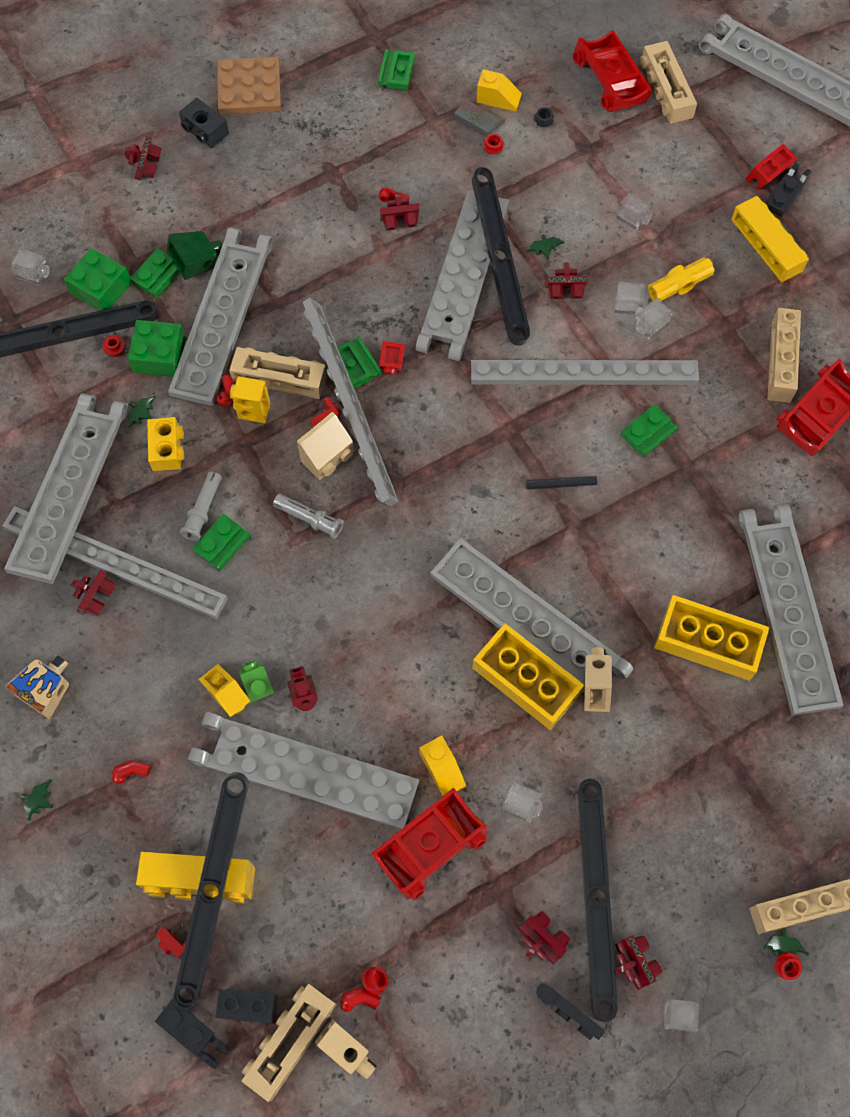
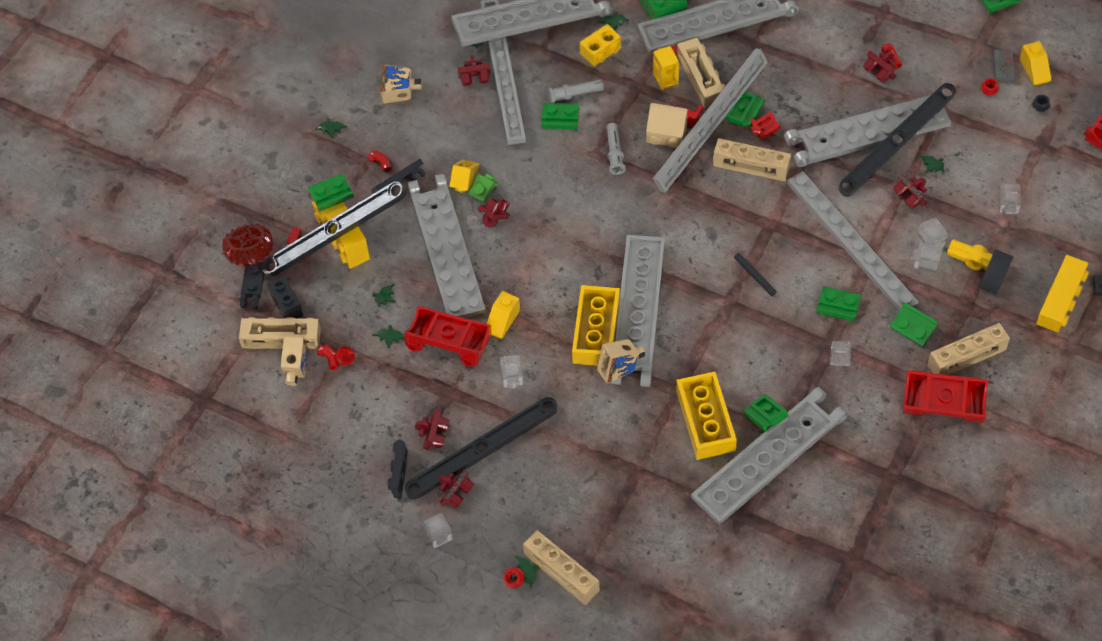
camera: 60 degrees right, 10 degrees down
(122, 1008) = (247, 244): none -> clear red gear
(154, 861) = (330, 192): none -> green plate
(173, 767) = (400, 176): none -> black plate
(320, 882) = (384, 295): none -> dark green piece
(378, 909) = (389, 335): none -> dark green piece
(425, 395) = (752, 159): none -> tan brick
(710, 466) = (840, 353): none -> clear slope
(715, 271) = (995, 271): none -> black slope
(721, 381) = (914, 325): none -> green plate
(742, 579) = (765, 412): none -> green plate

